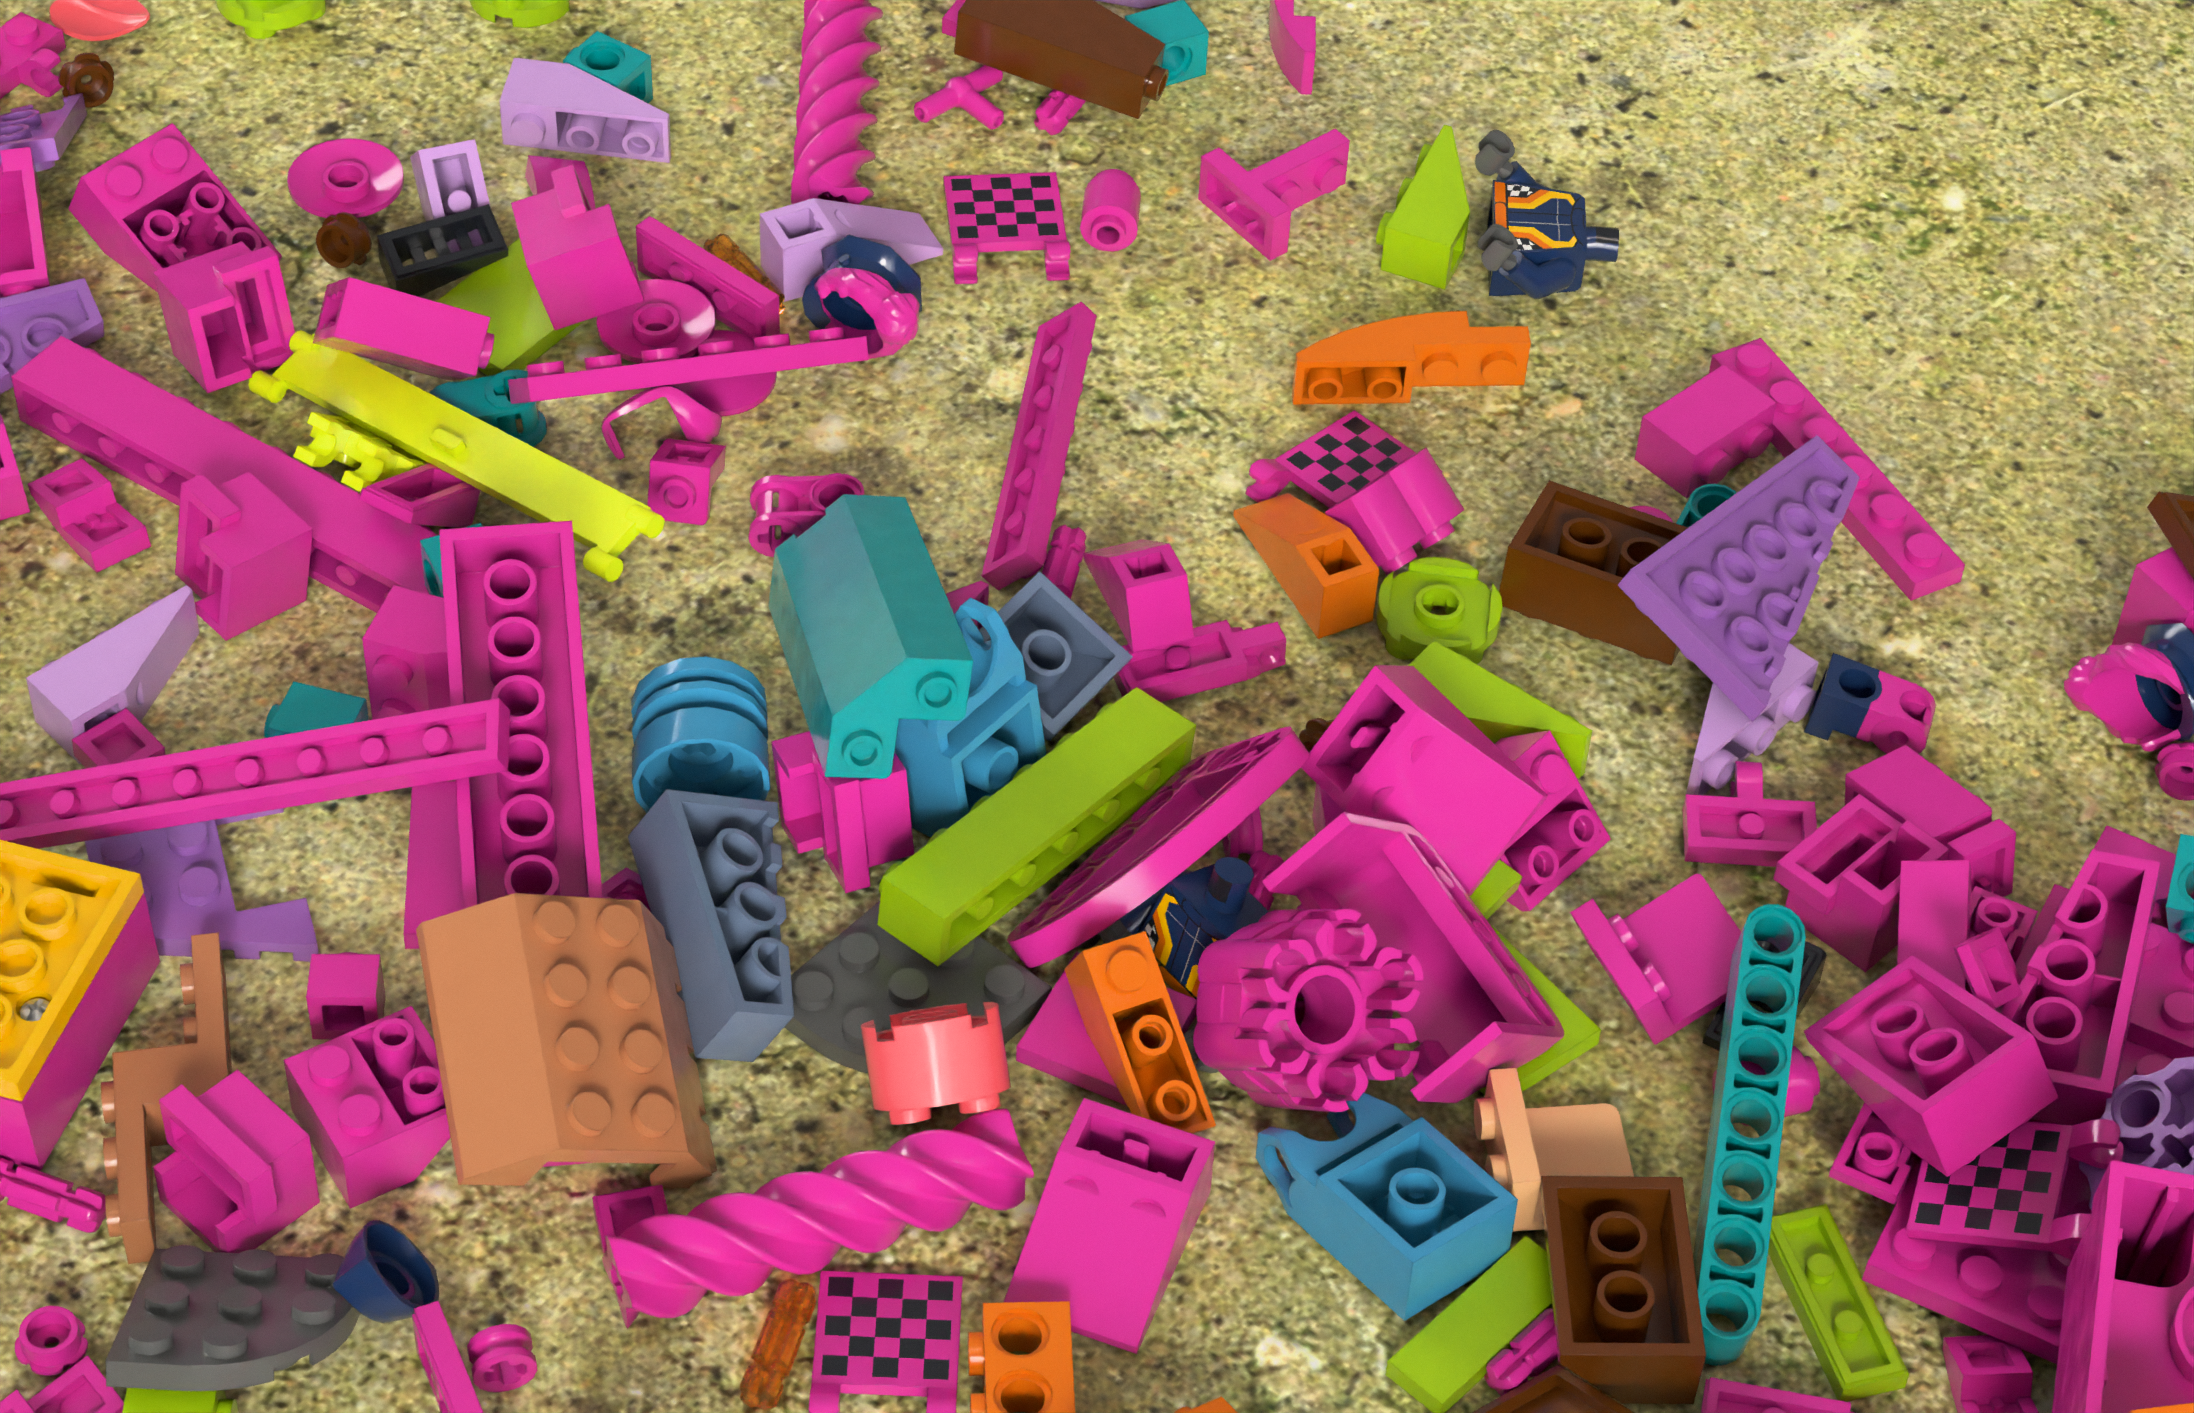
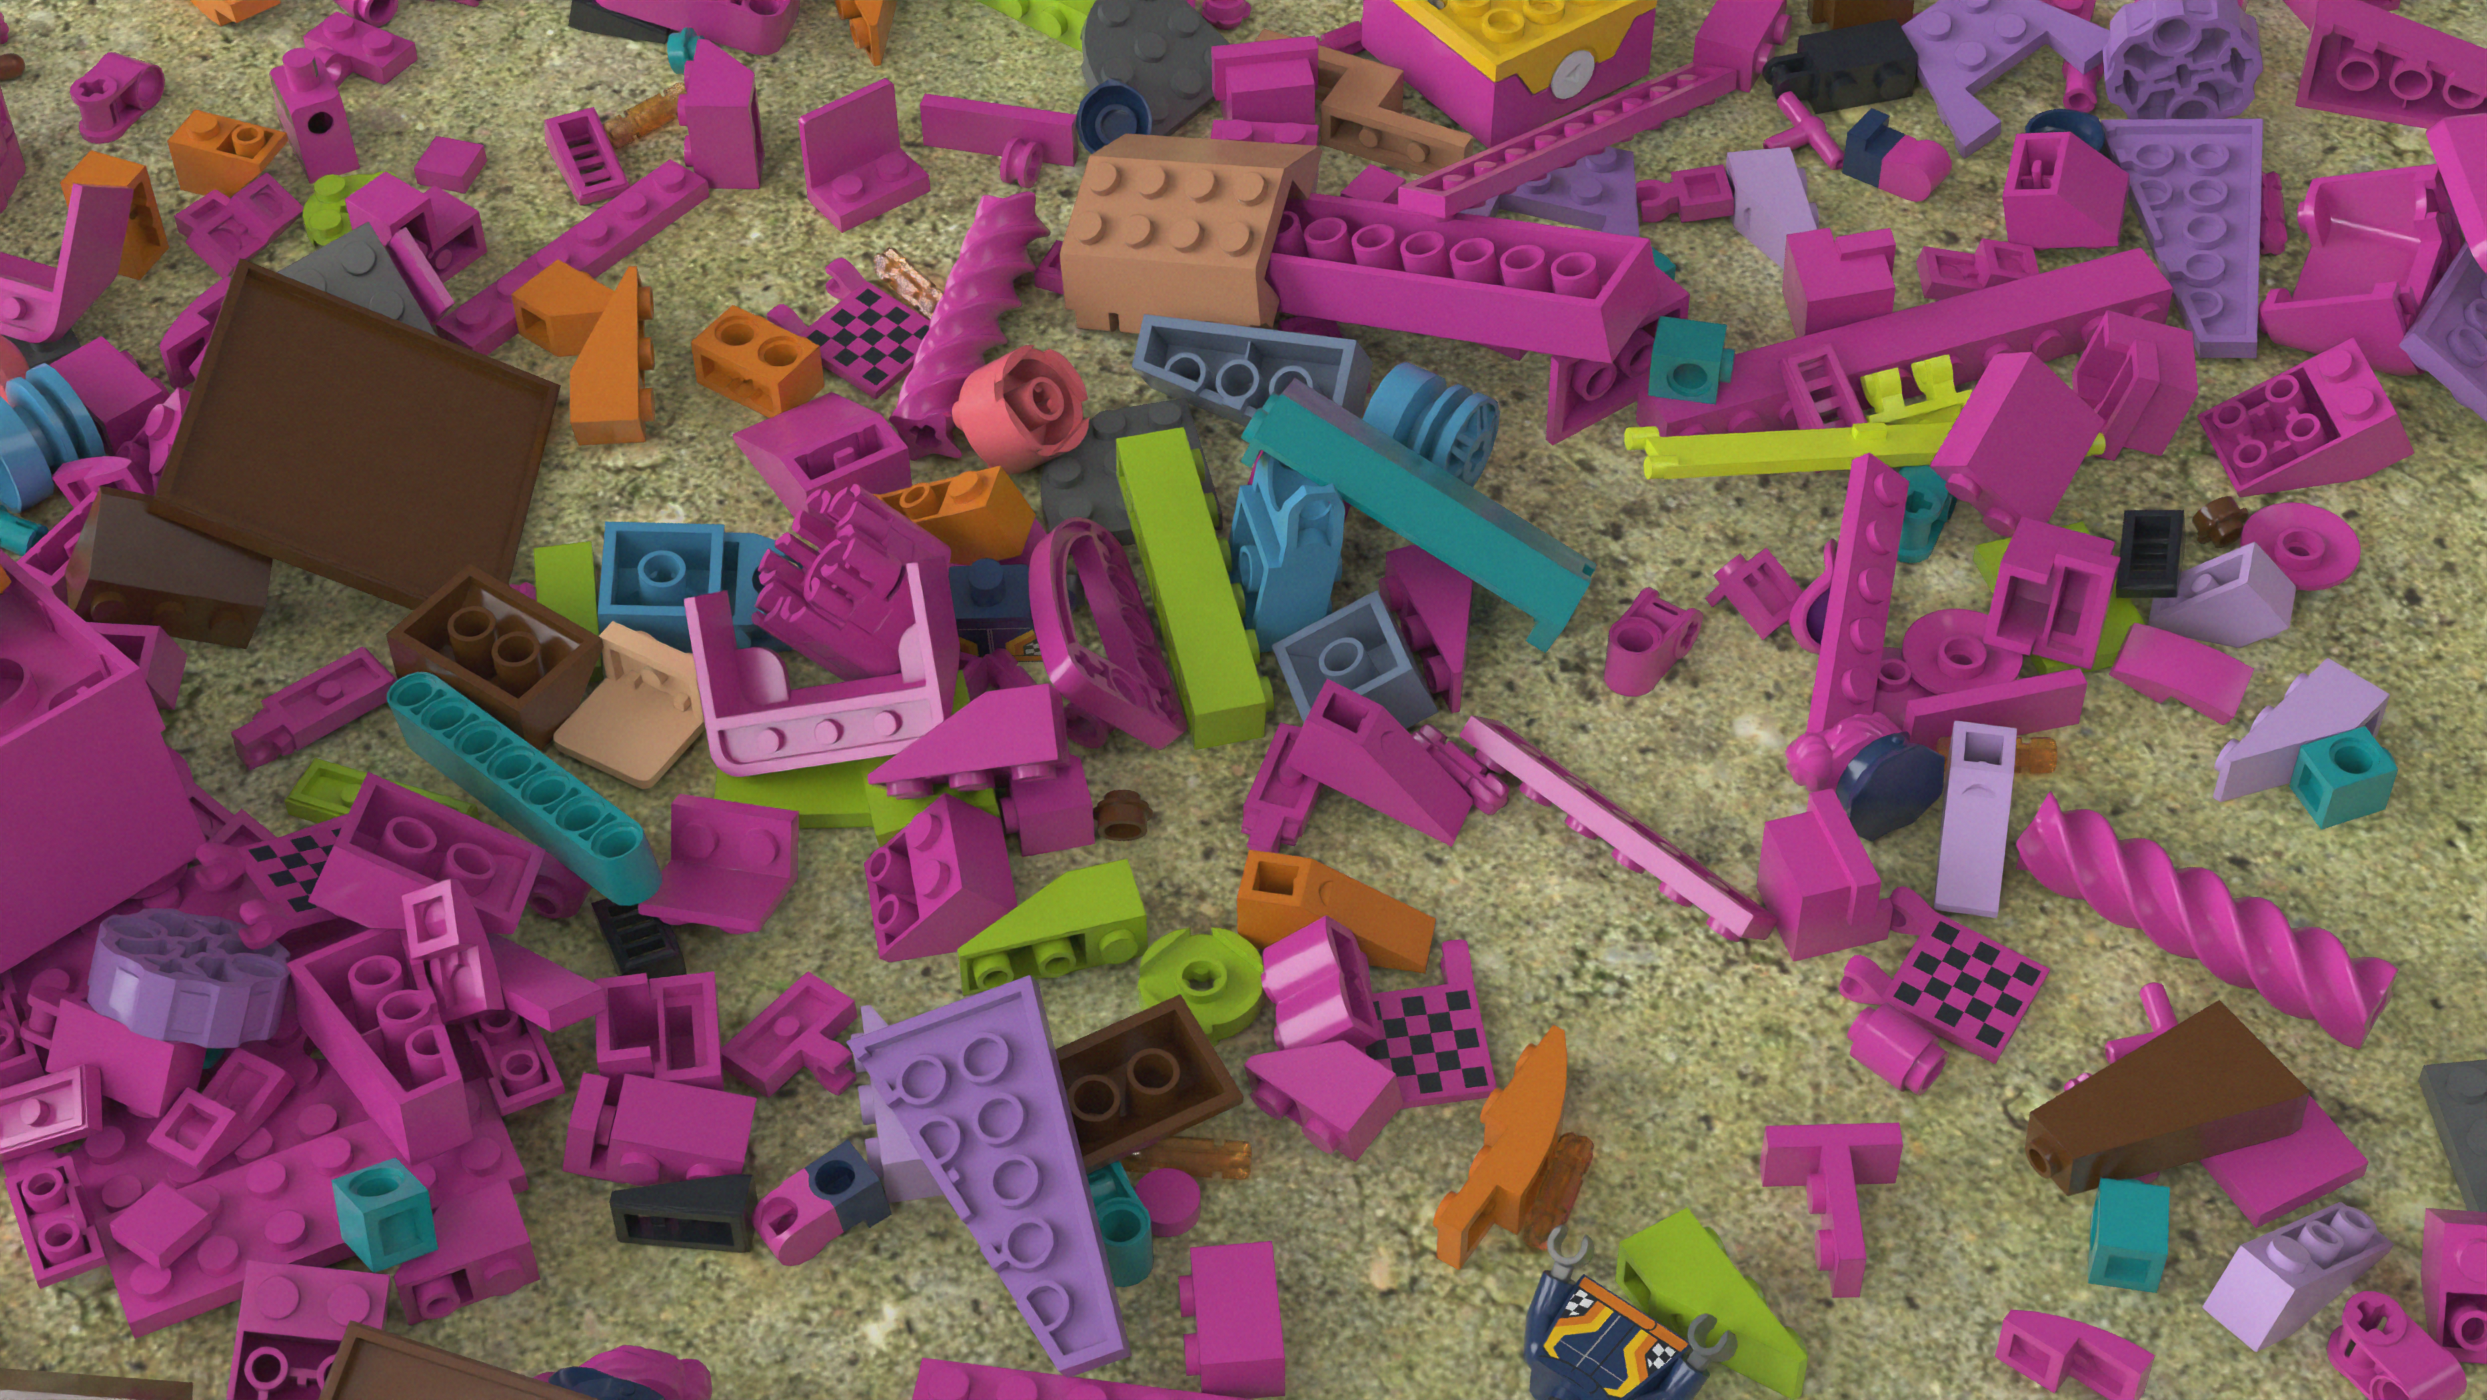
camera: 130 degrees right, 0 degrees up
(1000, 288) = (1821, 881): none -> dark pink plate
(1480, 470) = (1327, 1090): none -> dark pink slope
(1960, 760) = (688, 1213): none -> black slope

